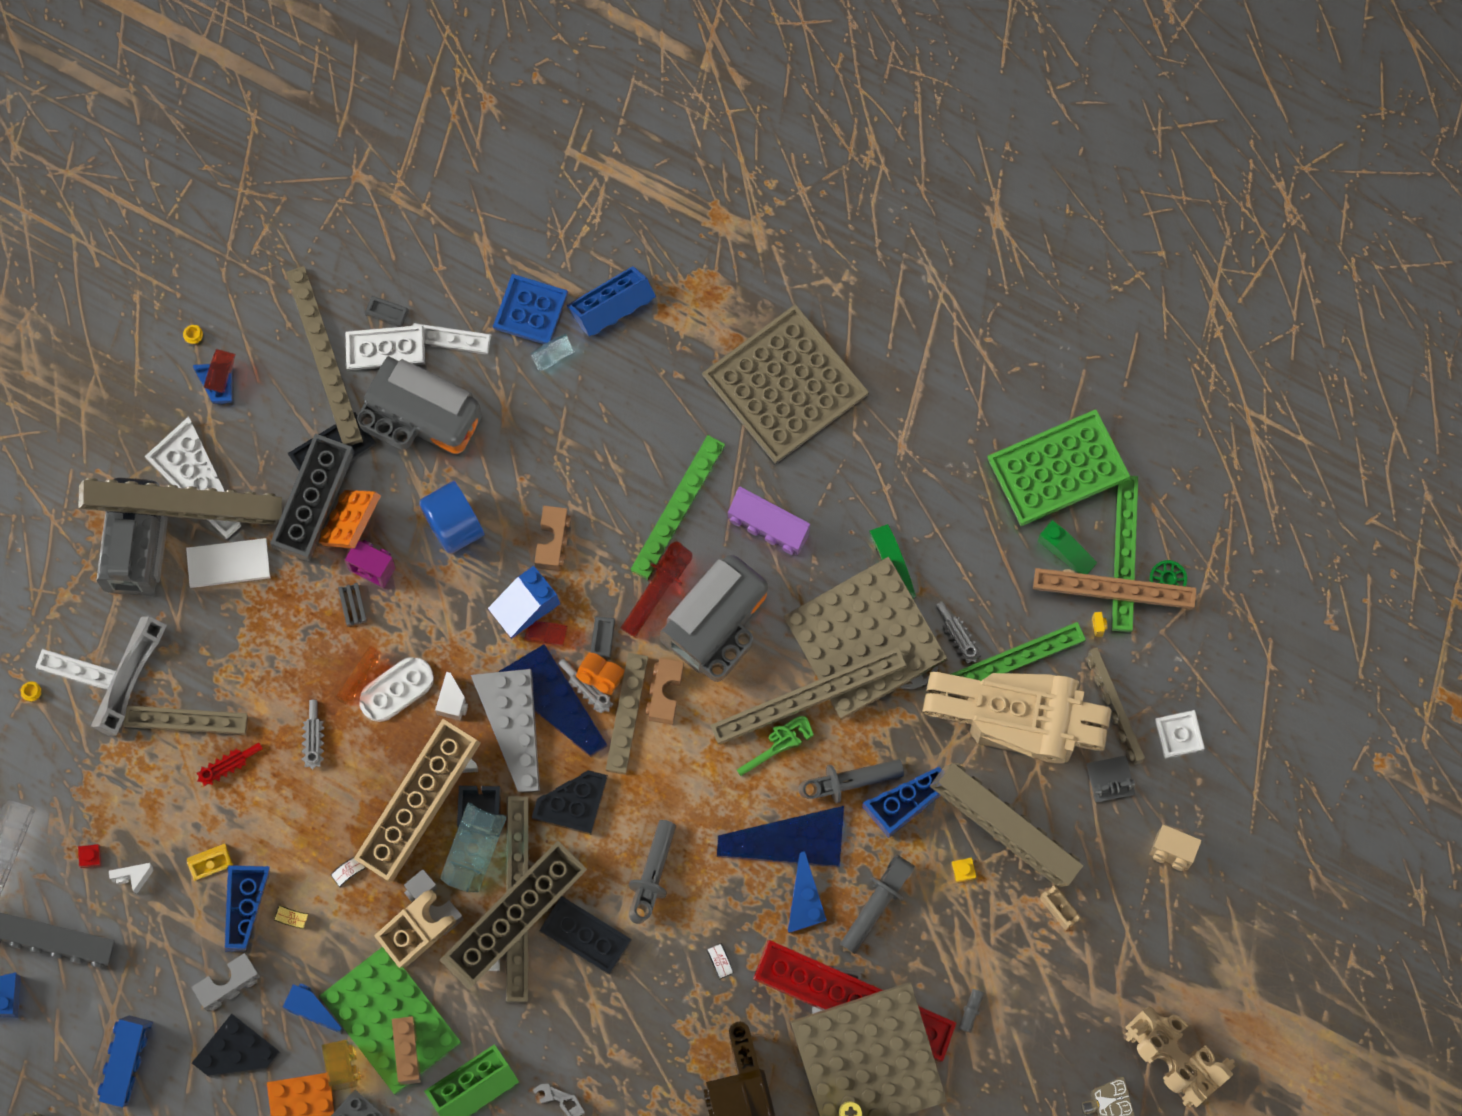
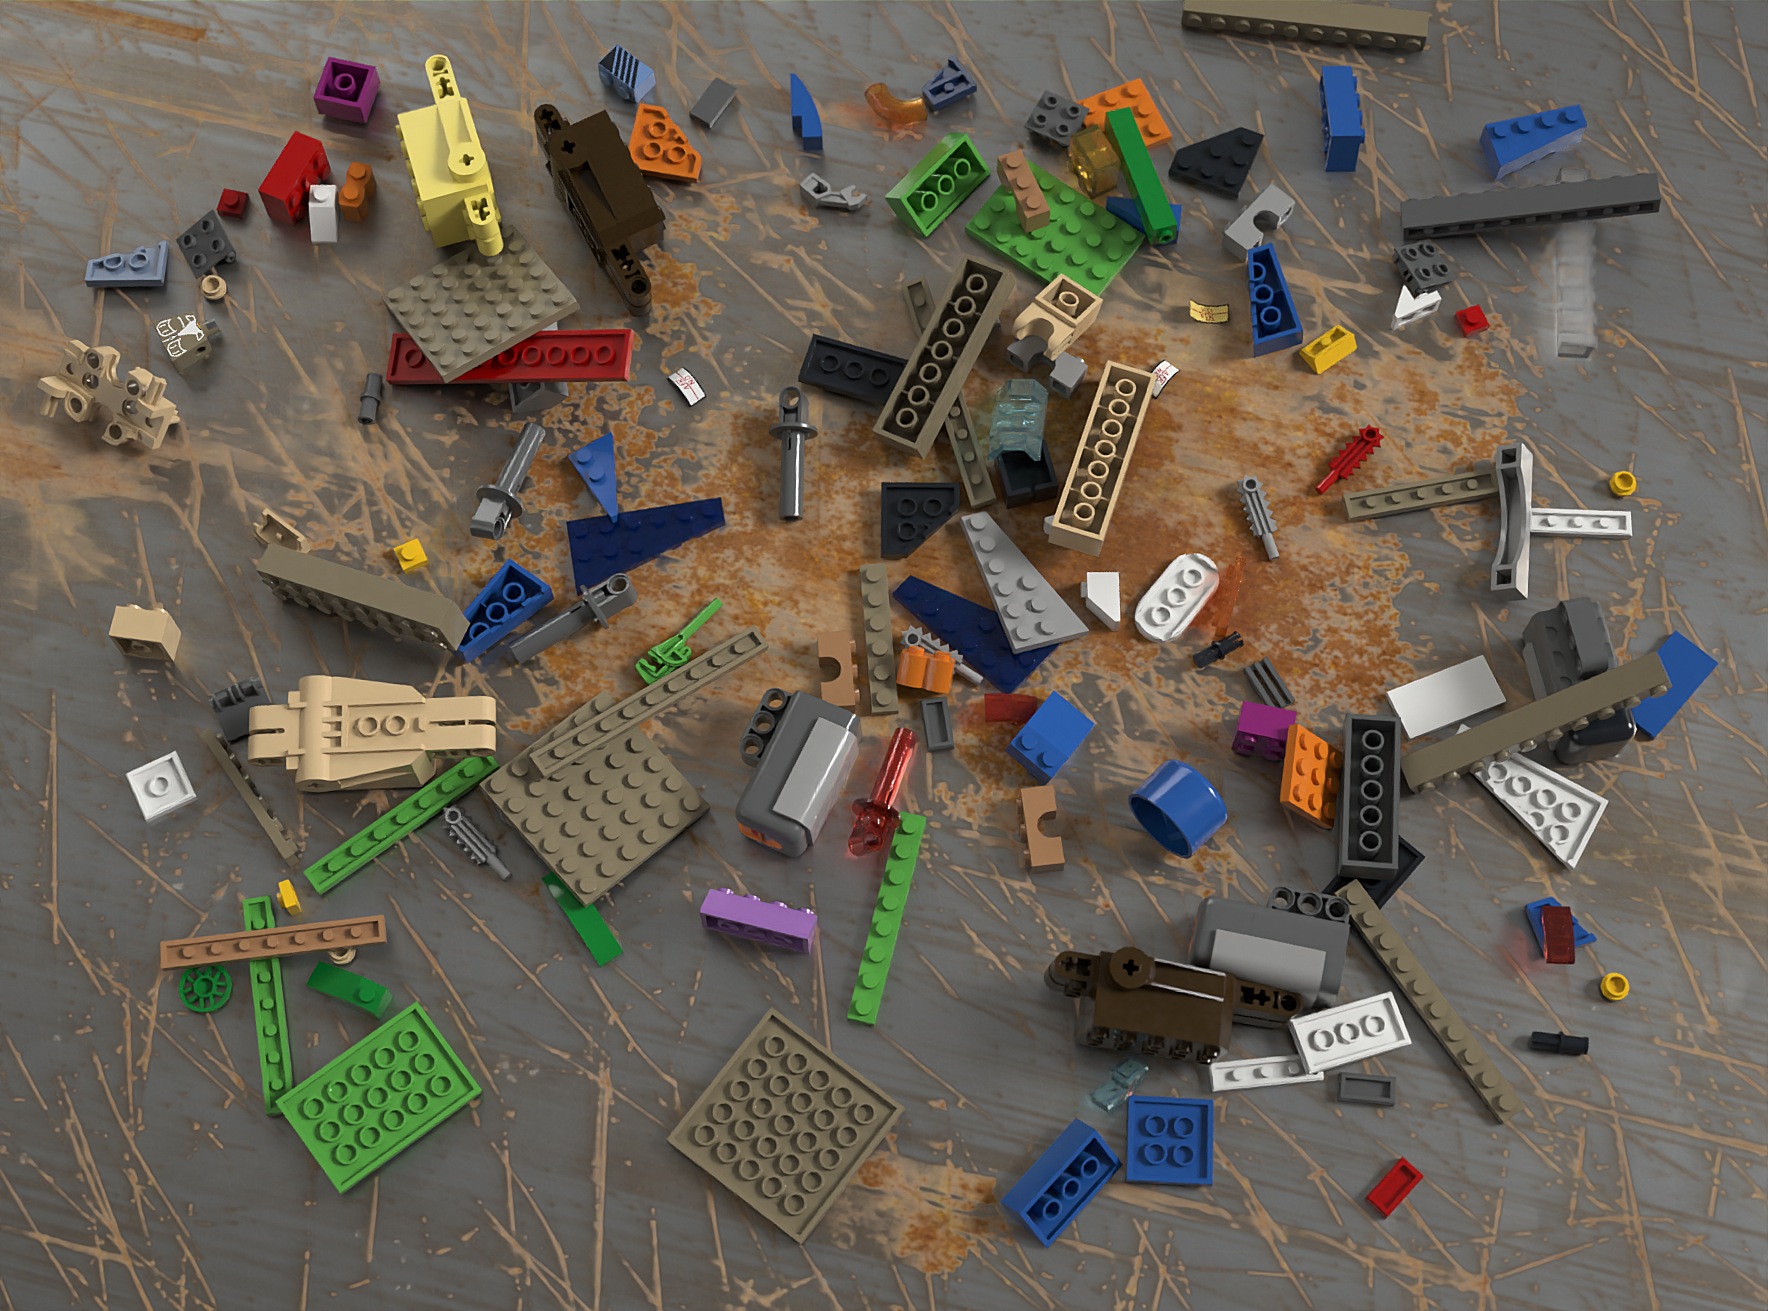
camera: 165 degrees right, 5 degrees down
(64, 535) = (1687, 669): none -> blue tile
(108, 911) = (1422, 266): none -> dark grey hinge
(245, 307) = (1559, 1042): none -> black axle
(308, 1036) = (1140, 176): none -> green brick
(380, 638) = (1217, 650): none -> black axle
(391, 246) = (1394, 1187): none -> red tile
(512, 384) = (1162, 1004): none -> dark brown piece

